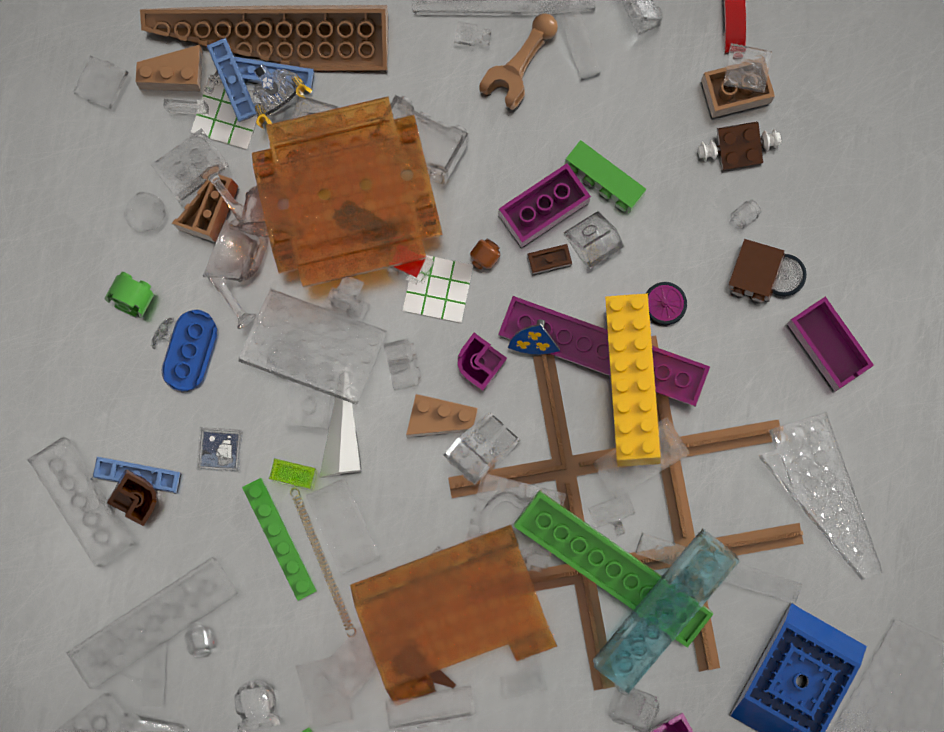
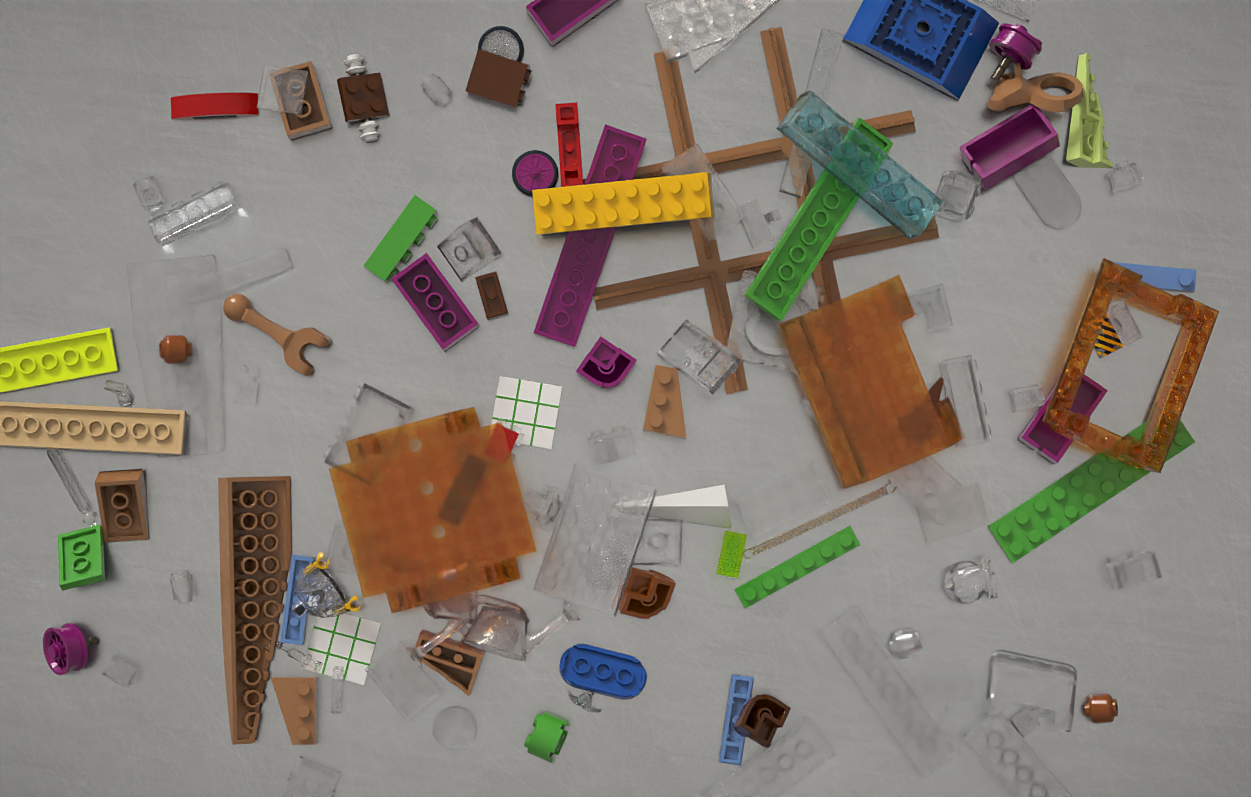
camera: 90 degrees left, 5 degrees up
(219, 449) = (706, 634): clear tile -> none
(232, 79) = (307, 641): medium blue plate -> none
(260, 392) = (646, 593): none -> dark orange brick
(485, 254) = (489, 363): dark orange head -> none
(533, 340) = (582, 308): blue shield -> none
(691, 336) = (569, 144): none -> red slope

